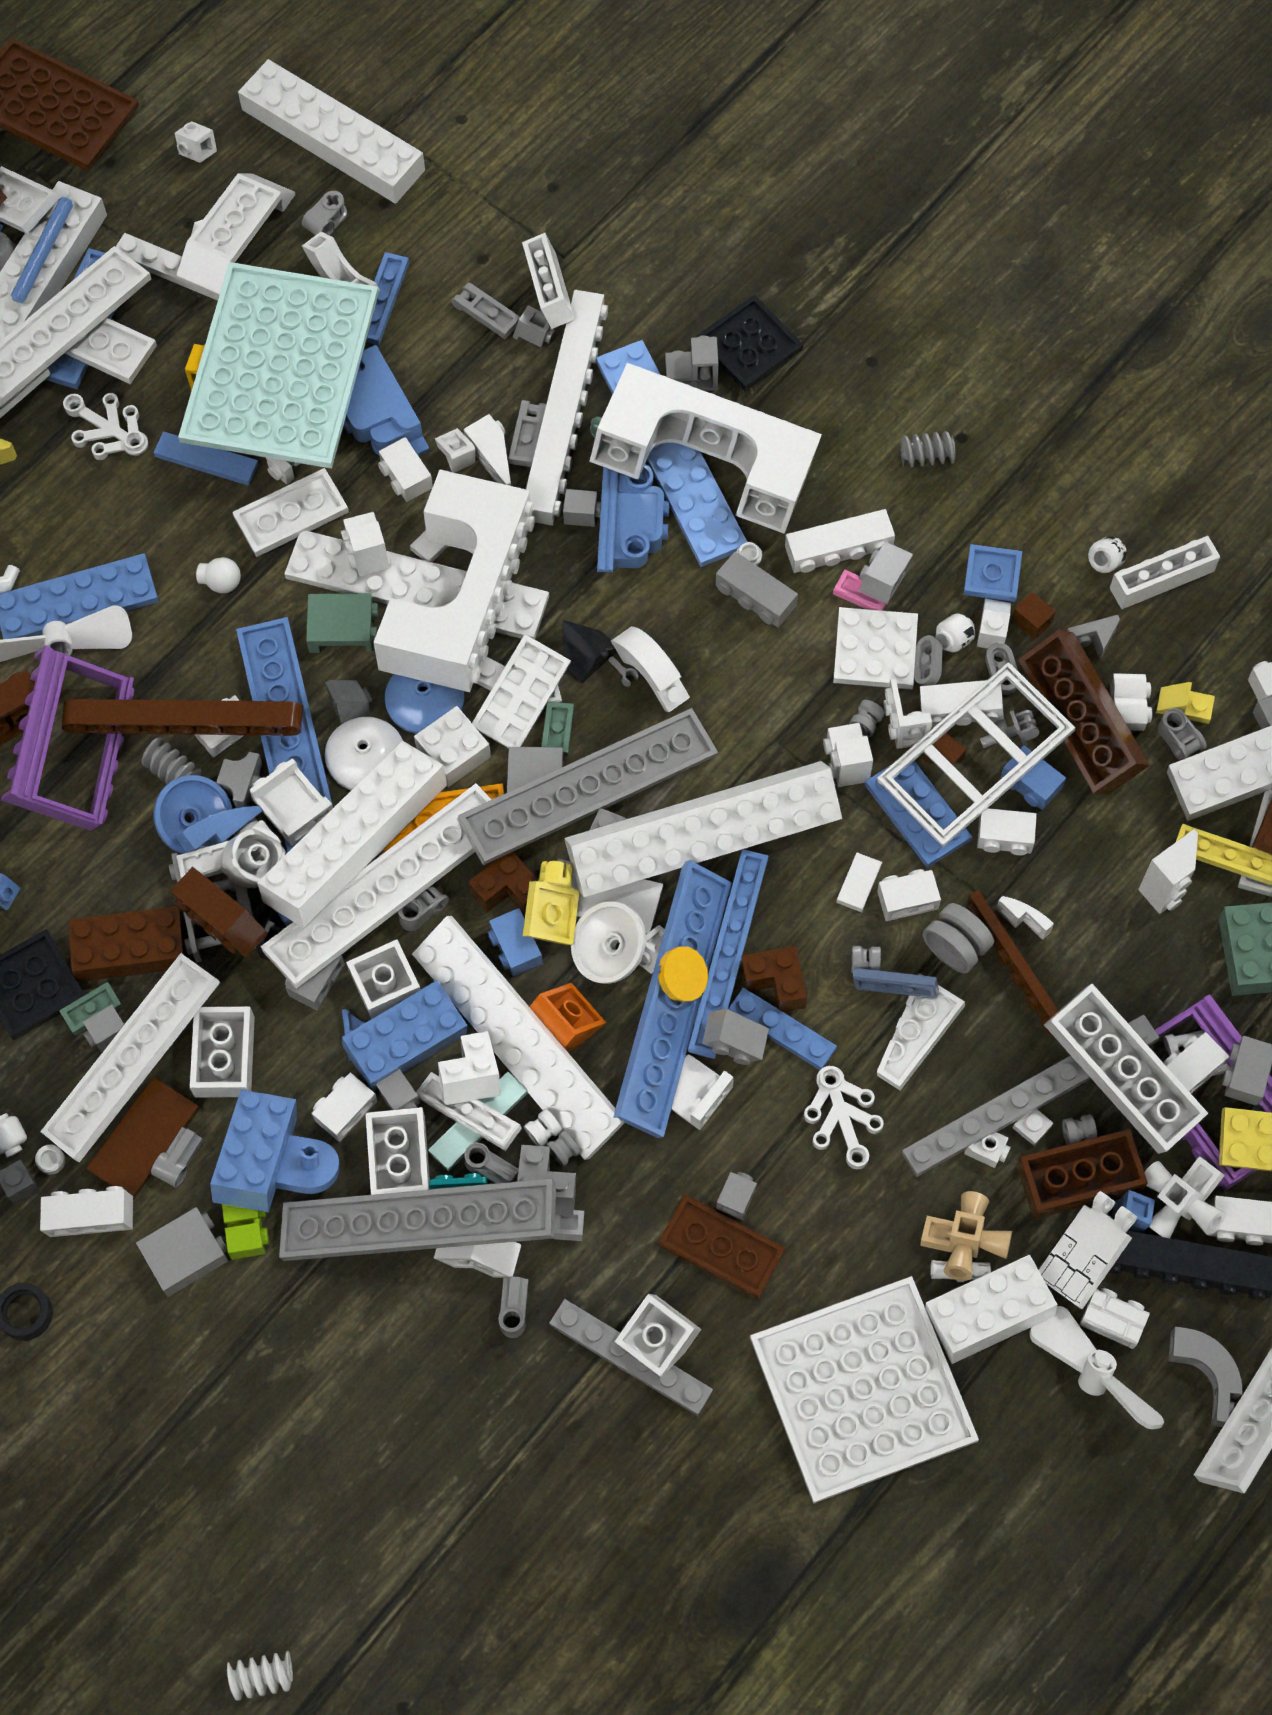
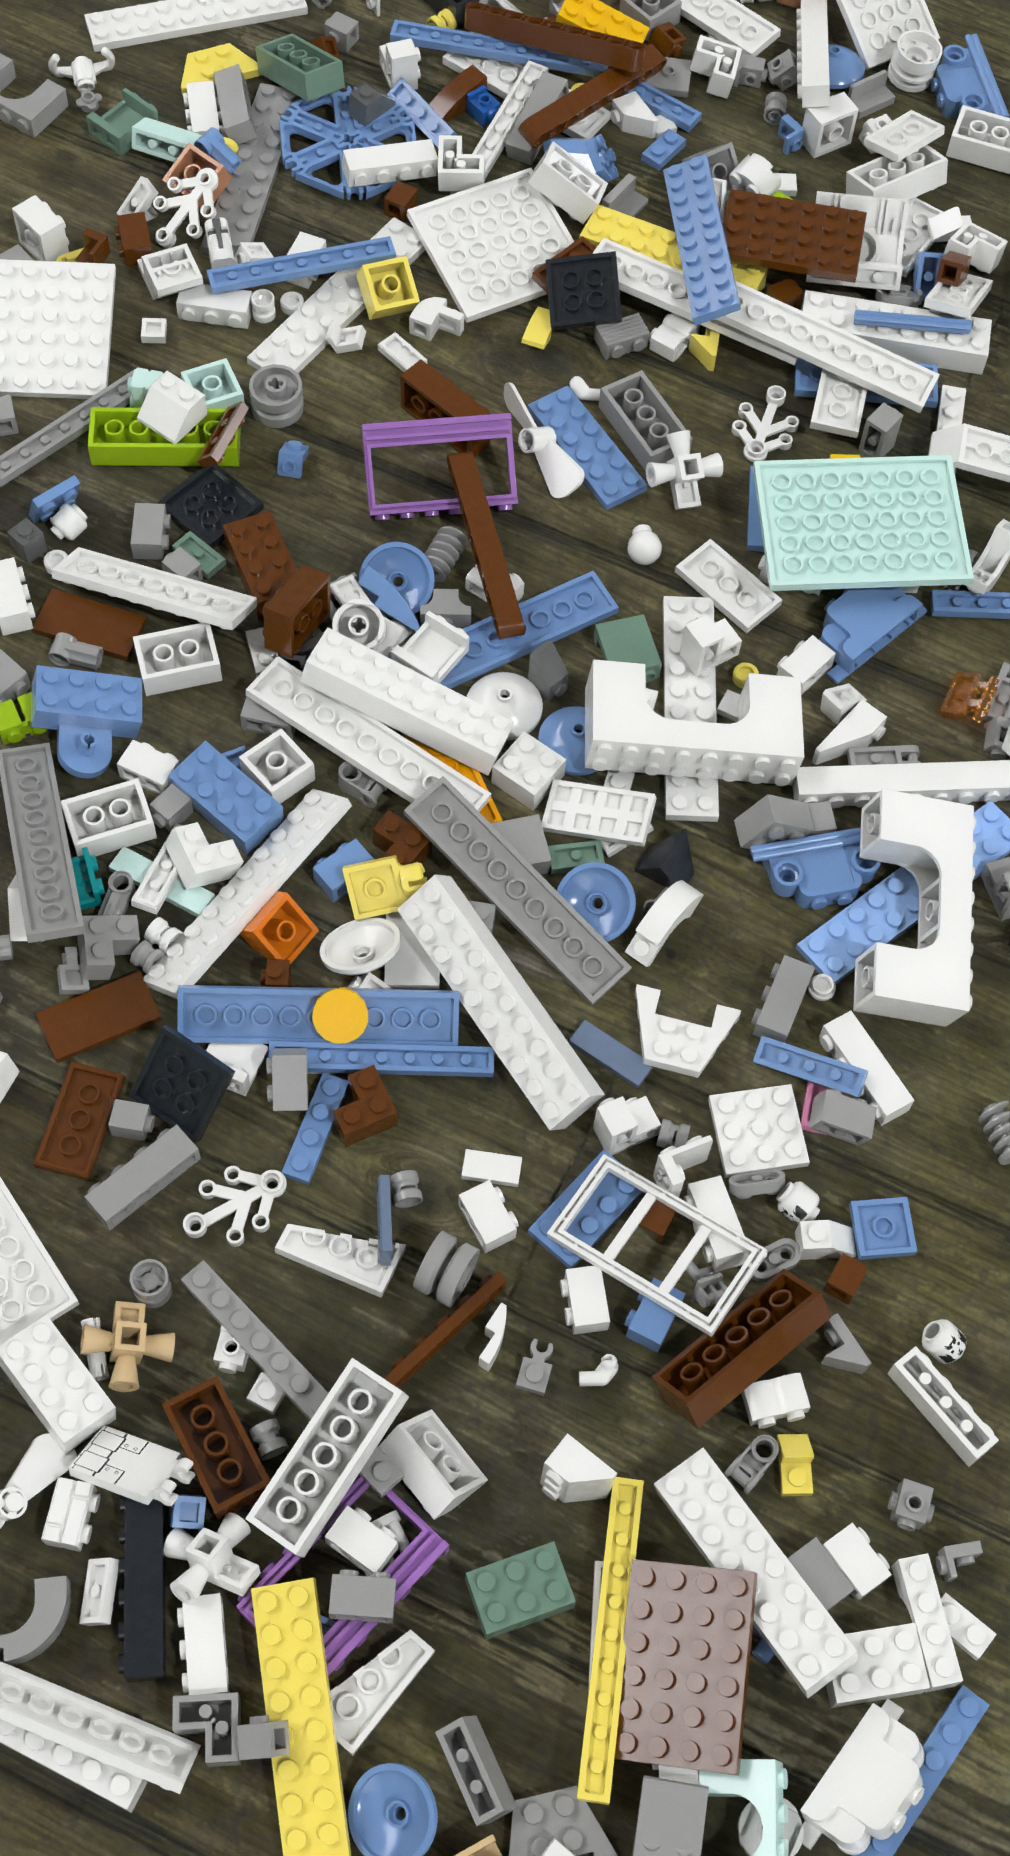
camera: 70 degrees right, 5 degrees down
(45, 1052) = (149, 531): none -> light grey brick
(70, 532) = (640, 418): none -> light grey brick
(149, 510) = (684, 471): none -> white brick
(160, 321) = (880, 431): none -> light grey brick
(234, 968) = (260, 655): none -> white plate
(396, 526) = (741, 673): none -> light yellow tile
(477, 345) = (962, 695): none -> clear orange plate
(576, 540) = (773, 820): none -> light grey brick
(613, 1209) = (98, 1017): none -> reddish brown tile
(620, 1030) = (276, 974): none -> reddish brown brick
(623, 702) = (602, 881): none -> medium blue dish
(717, 1135) = (182, 1083): none -> black plate
(770, 751) = (610, 1054): none -> sand blue tile
(775, 692) = (678, 1043): none -> white wing
(798, 1194) = (142, 1176): none -> light grey brick
(831, 584) = (810, 1066): none -> medium blue plate
(910, 1205) = (151, 1283): none -> light grey wheel
(1060, 893) = (535, 1372): none -> light grey plate
(1075, 837) = (603, 1373): none -> white arm
(1139, 989) = (433, 1463): none -> white slope
(1189, 1304) = (99, 1591): none -> white plate
(1242, 622) = (911, 1505): none -> light grey brick

